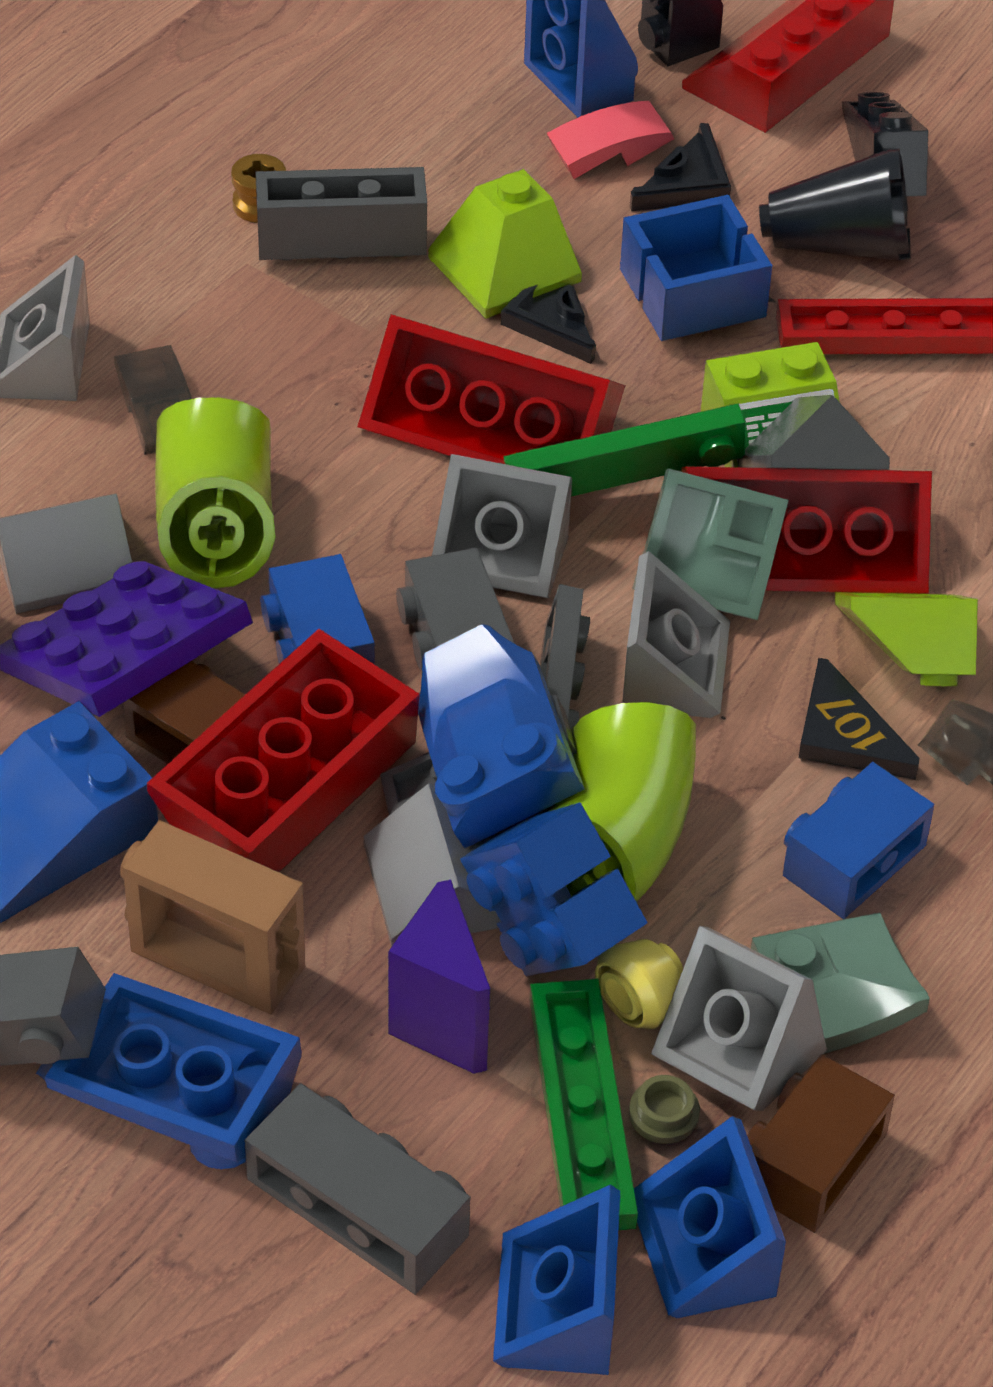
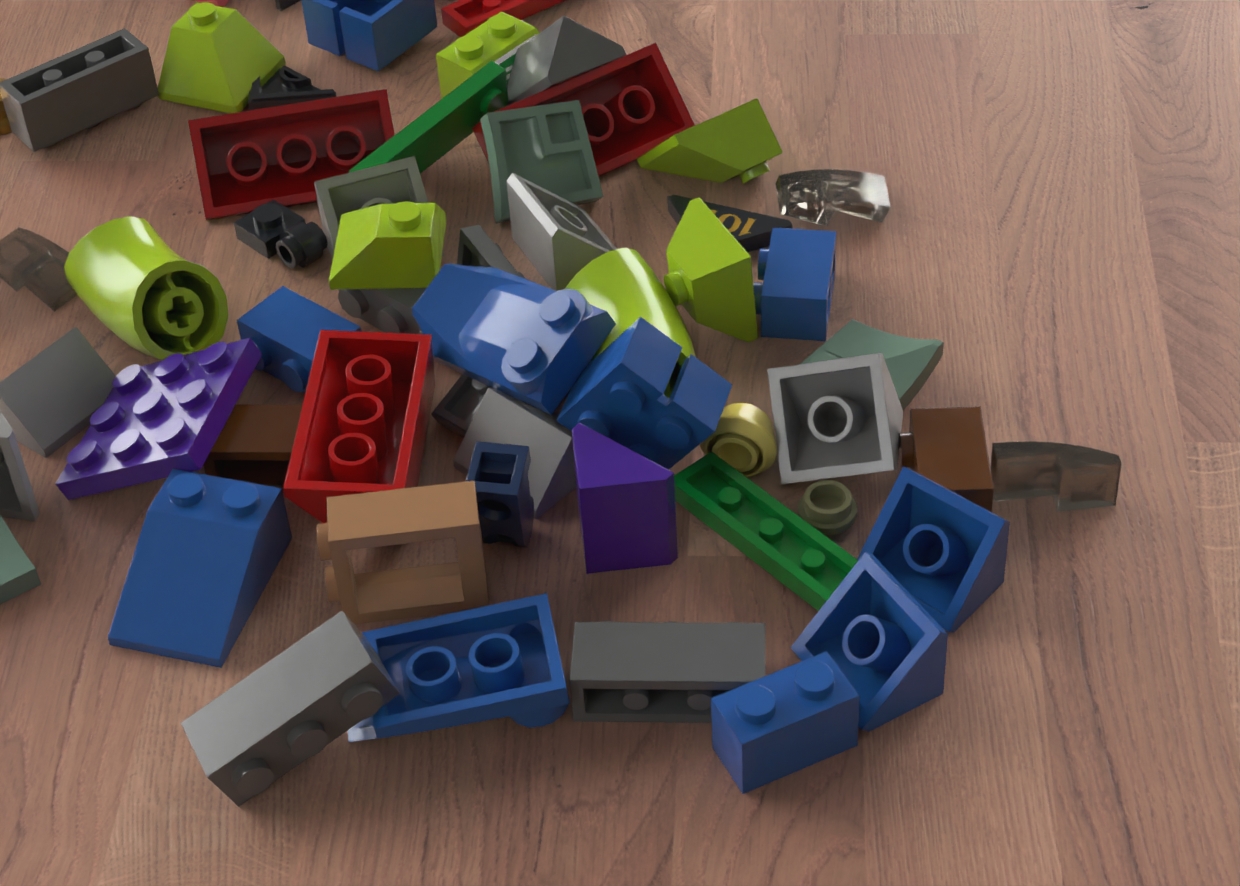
camera: 30 degrees left, 5 degrees down
(343, 909) = (503, 492): none -> dark blue leg
(409, 485) = (279, 230): none -> black plate
(412, 1307) = (785, 722): none -> blue brick
(468, 570) = (389, 247): none -> lime slope
(746, 781) = (711, 274): none -> lime slope
(937, 1227) = (1070, 473): none -> clear smoke slope

